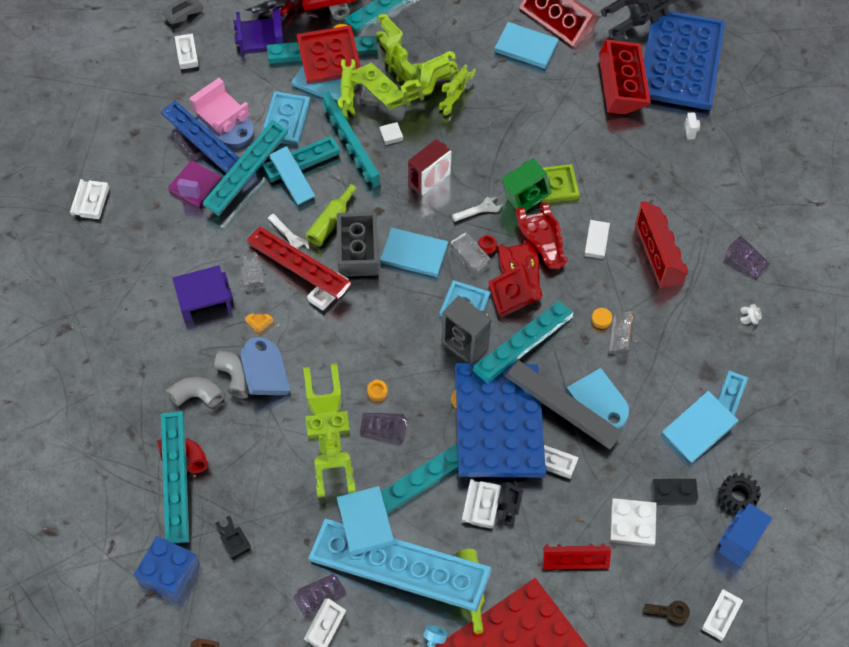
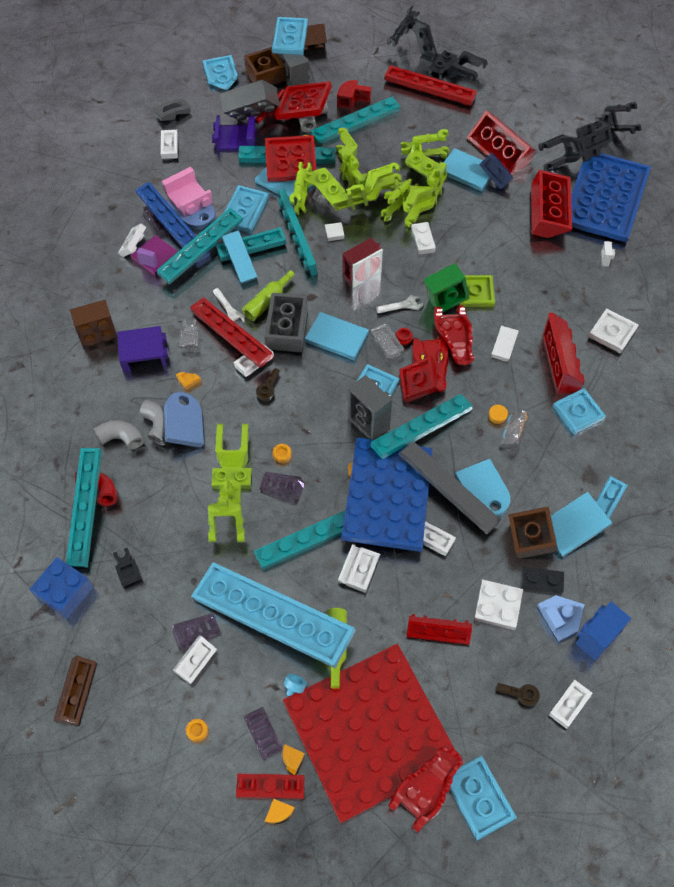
camera: 10 degrees right, 0 degrees up
(89, 199) = (61, 258): white plate -> none
(144, 271) = (93, 323): none -> reddish brown brick
(166, 169) = (135, 236): none -> white plate
(347, 324) = (266, 391): none -> dark brown plate
(365, 521) = (247, 569): medium azure tile -> none
(480, 84) = (424, 197): none -> lime piece
(490, 130) = (423, 238): none -> white plate
(510, 501) = (385, 568): black plate -> none
(559, 44) = (496, 170): none -> dark blue plate
(658, 441) = (533, 532): none -> reddish brown brick
(686, 304) = (579, 411): none -> medium azure tile
(700, 525) = (562, 616): none -> light blue plate
(710, 211) = (613, 330): none -> white plate
(741, 482) = (606, 580): black tyre -> none
(746, 247) = (642, 367): clear purple slope -> none
(753, 316) = (640, 429): white plate -> none

